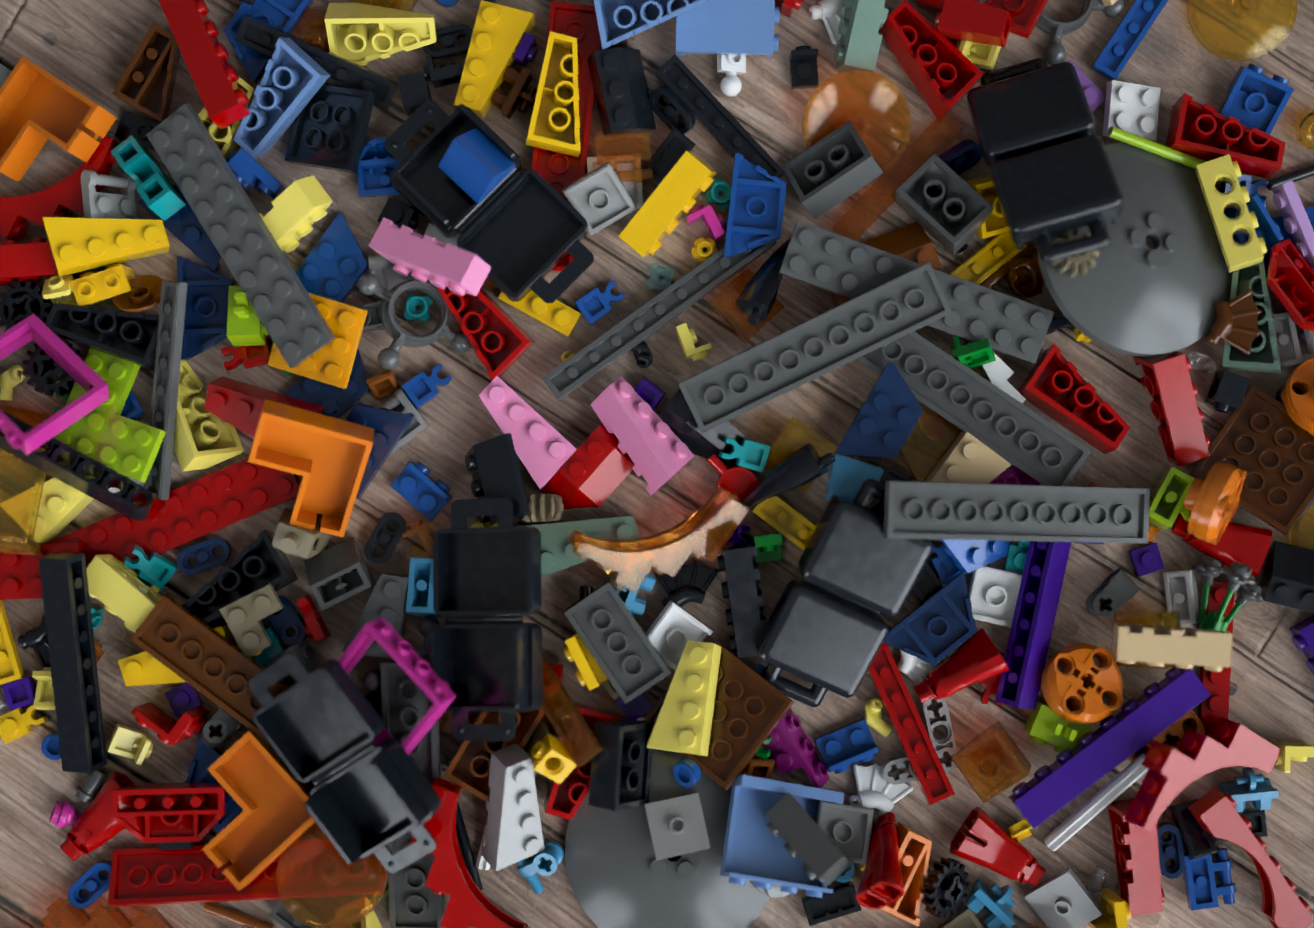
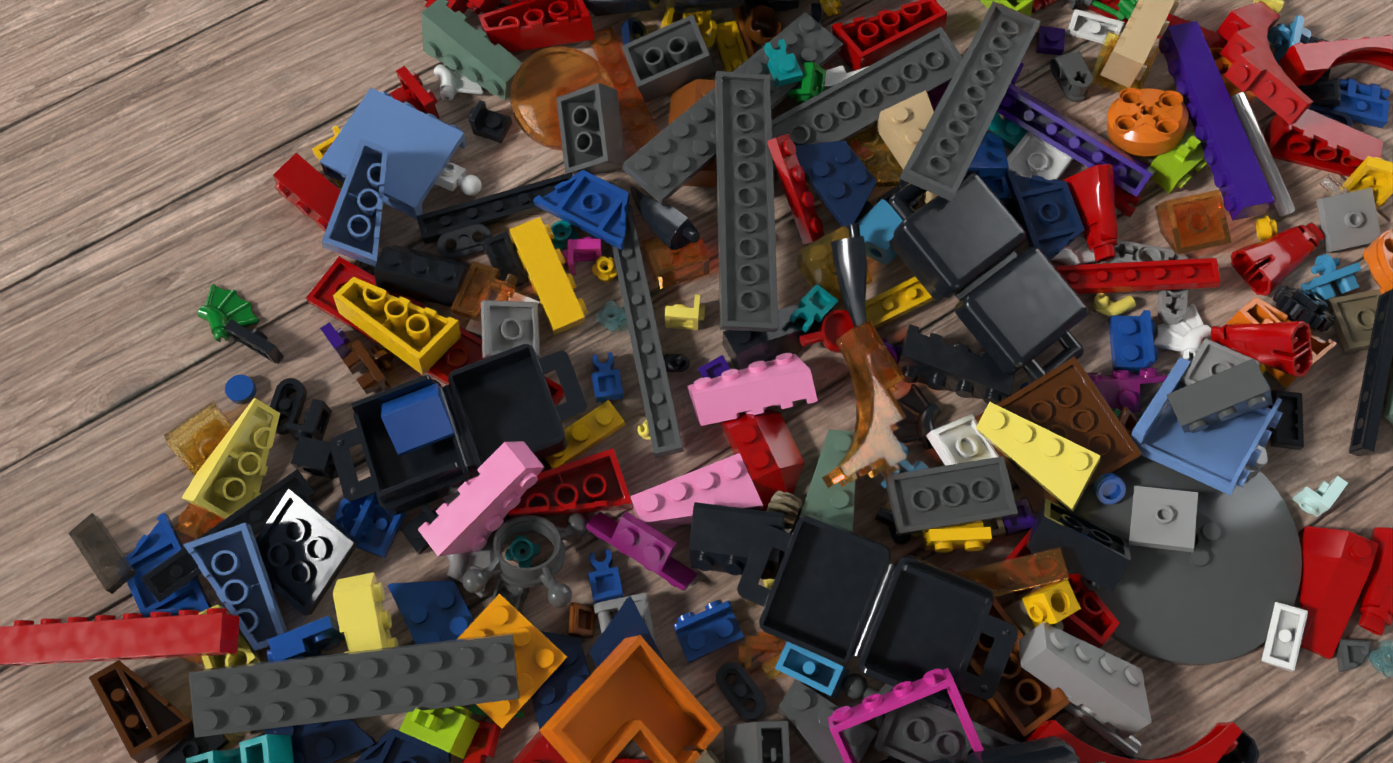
camera: 60 degrees left, 20 degrees down
(463, 405) = (644, 545): none -> magenta bracket
(490, 53) = (315, 364): yellow wedge -> none
(544, 863) = (1155, 681): dark azure piece -> none
(768, 547) = (906, 319): green bracket -> none
(853, 386) = (796, 189): none -> red plate
(974, 319) = (782, 66): none -> teal plate

